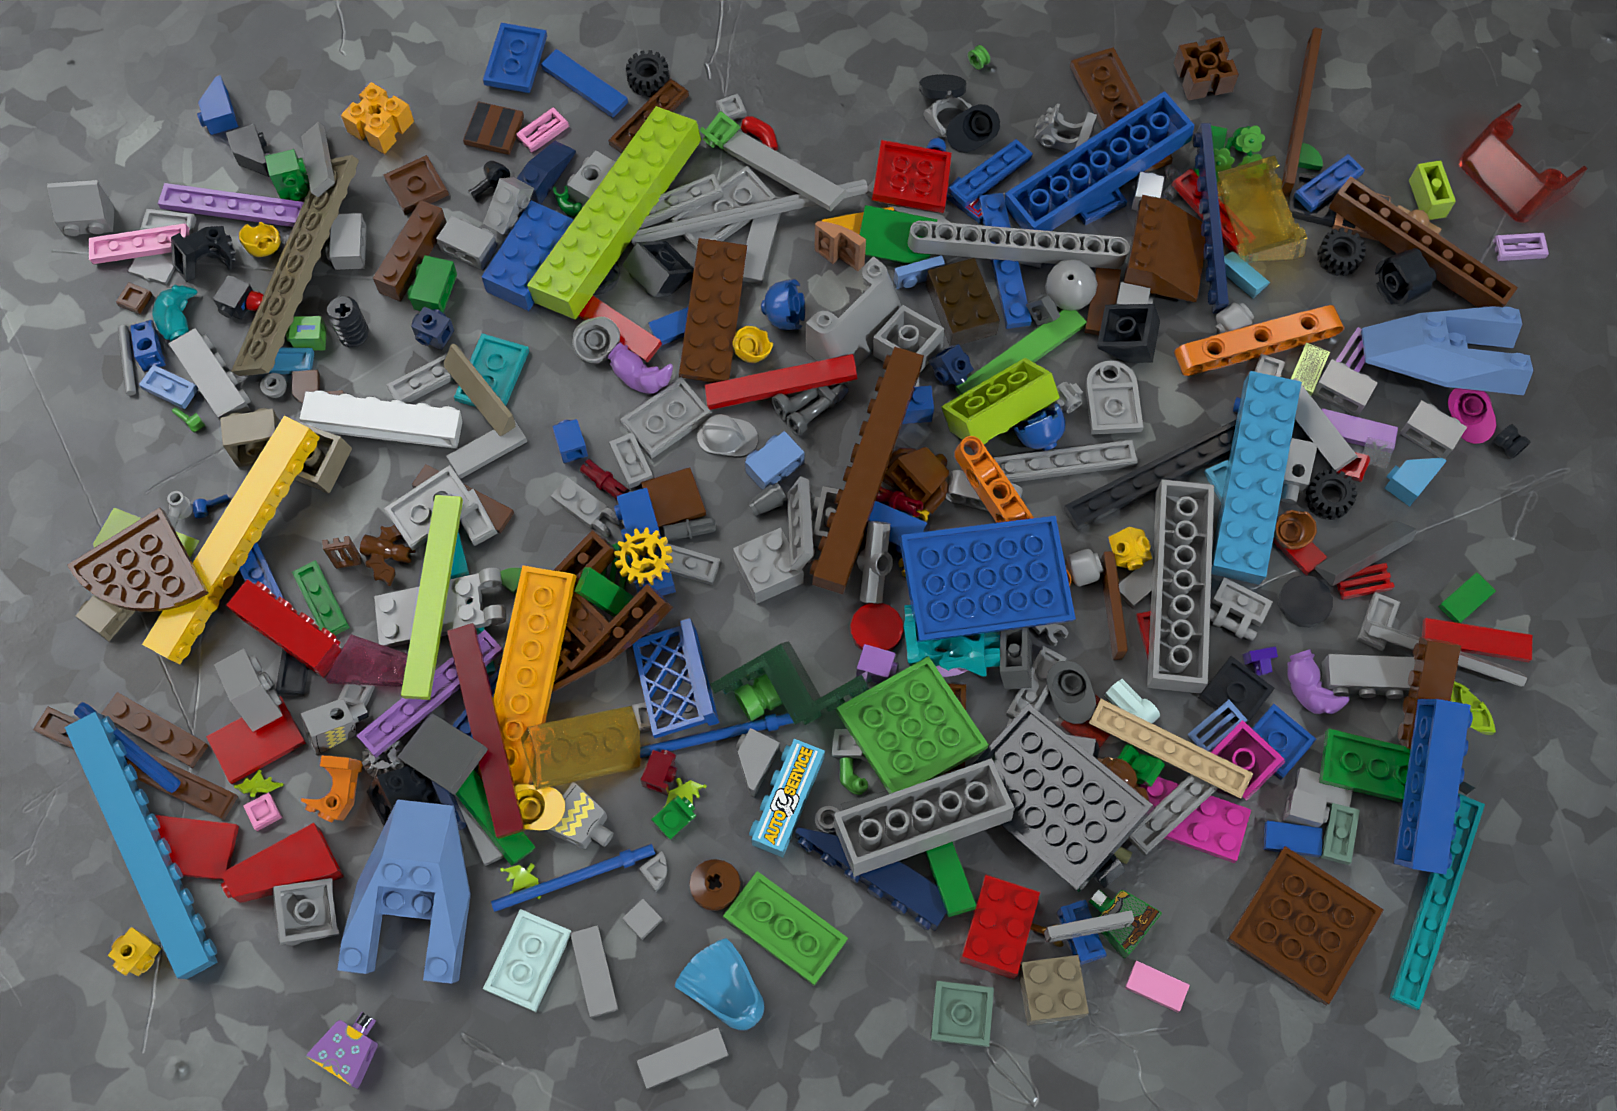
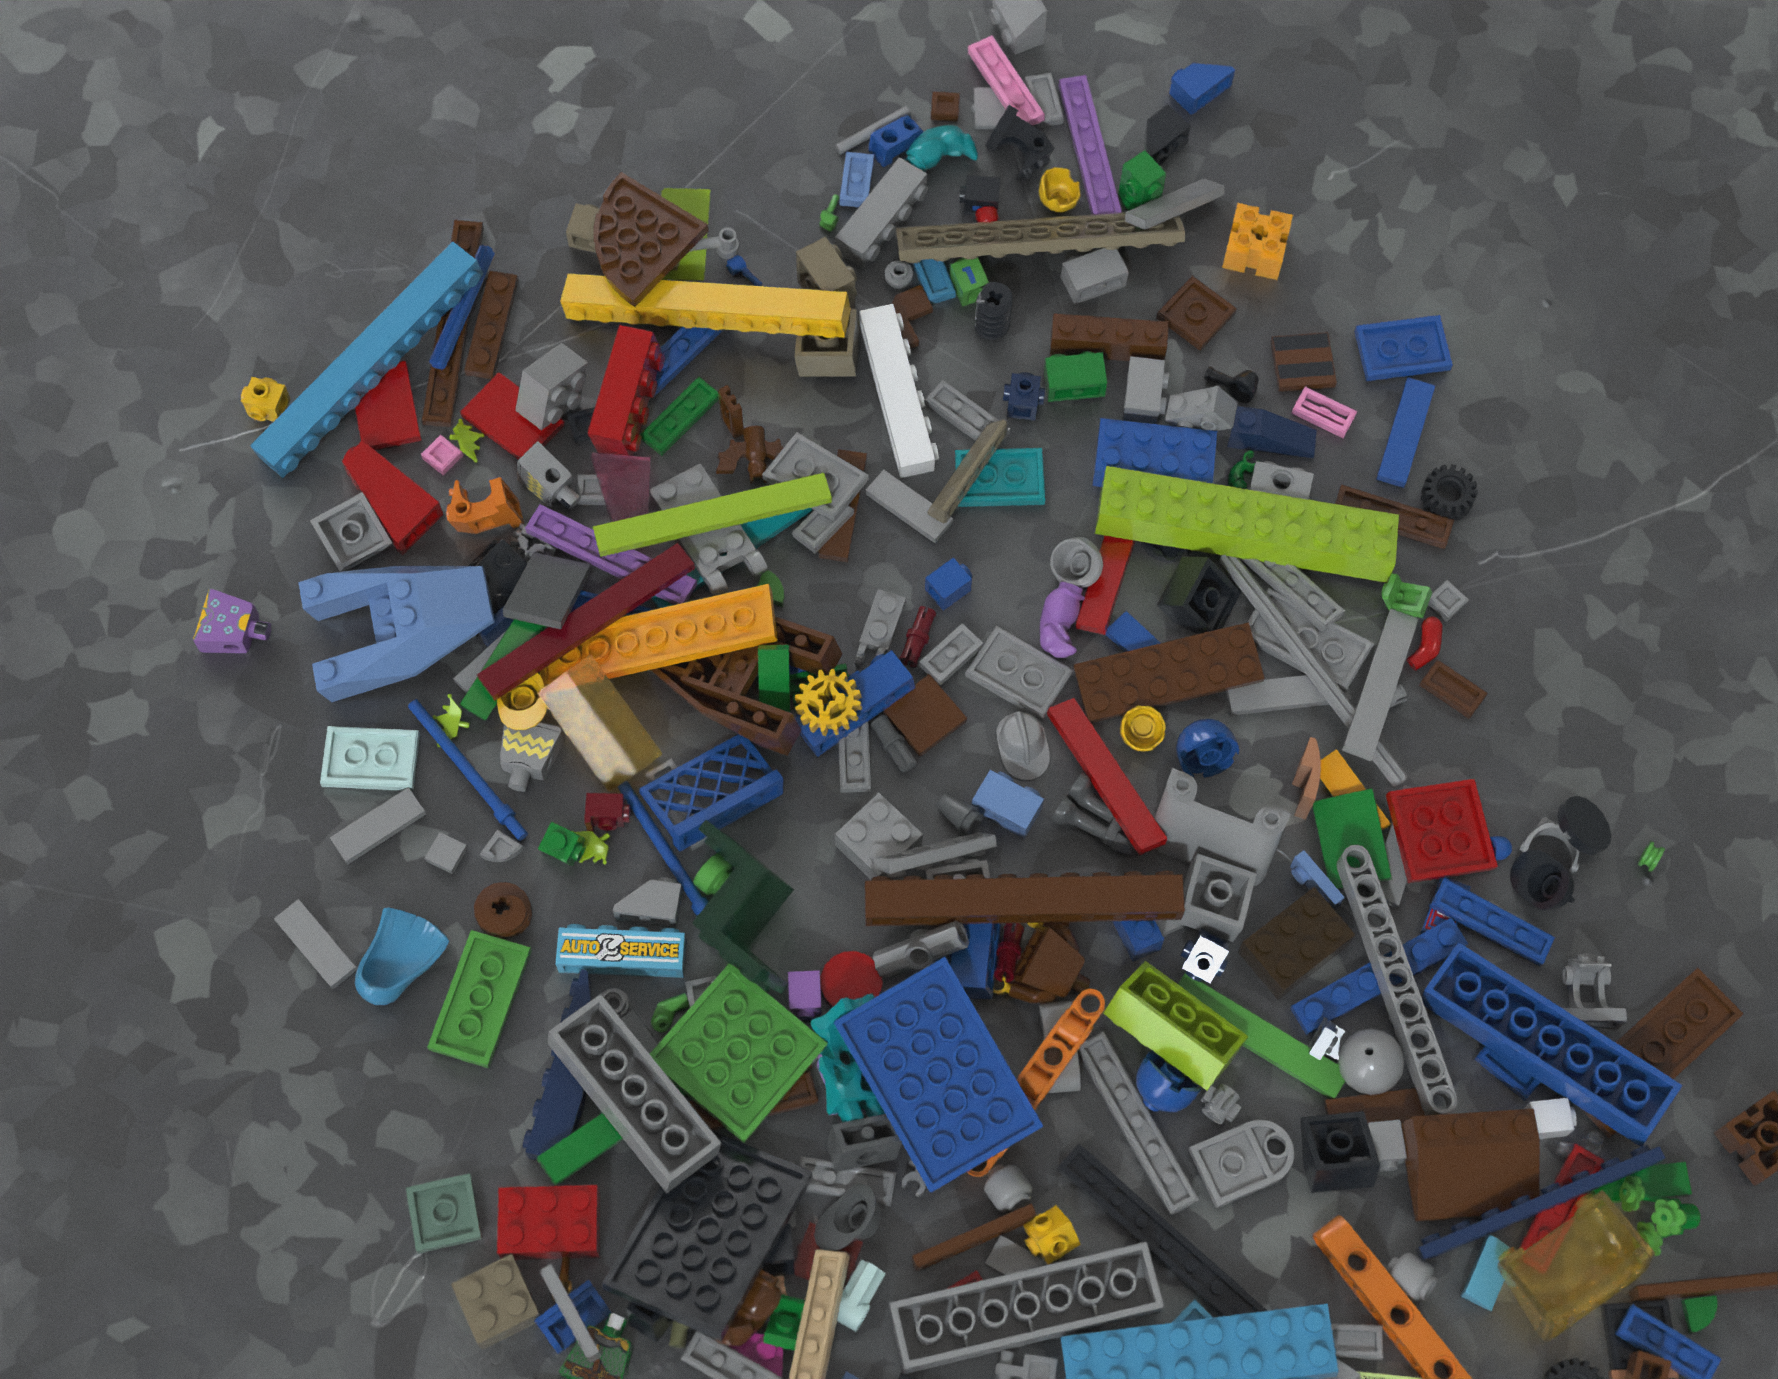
camera: 70 degrees right, 0 degrees up
(802, 130) = (1453, 689): none -> reddish brown tile

